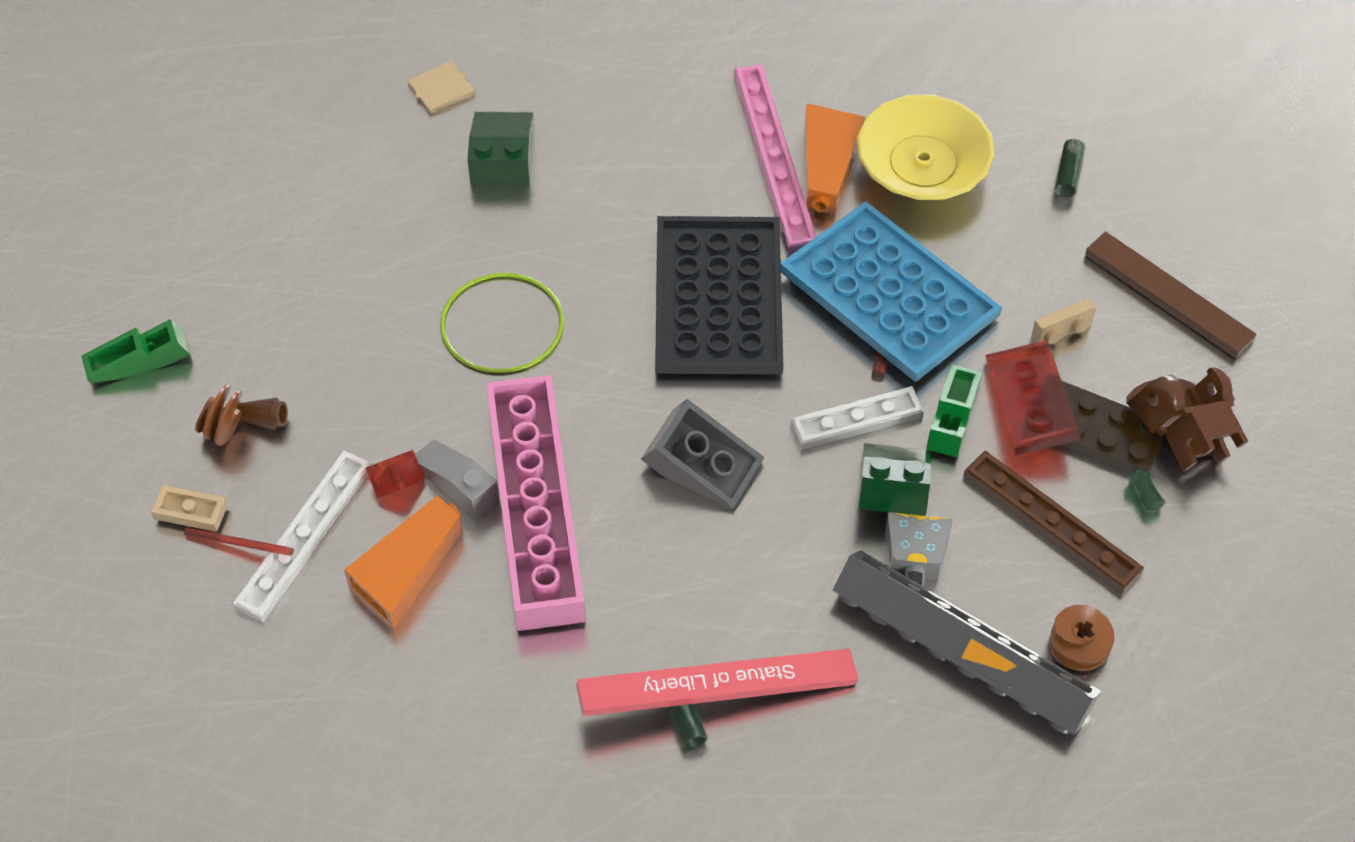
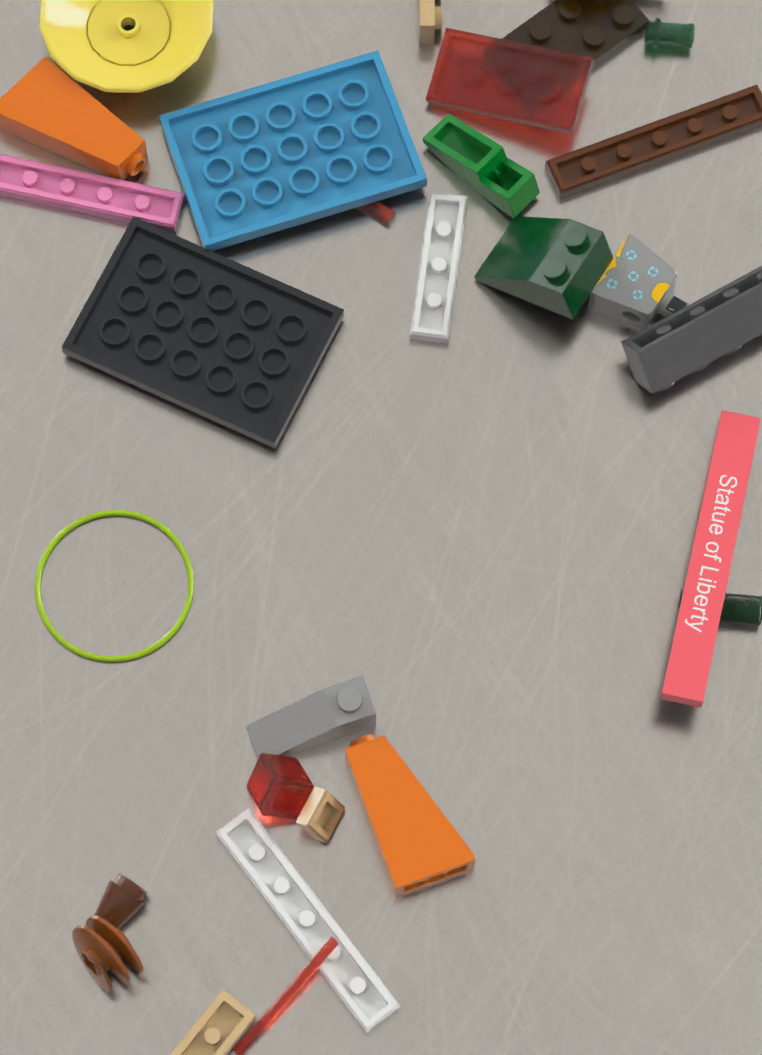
camera: 65 degrees left, 15 degrees up
(384, 506) = (320, 814): none -> tan tile
(535, 504) = (396, 646): bright pink brick -> none
(702, 455) = (415, 448): dark grey slope -> none

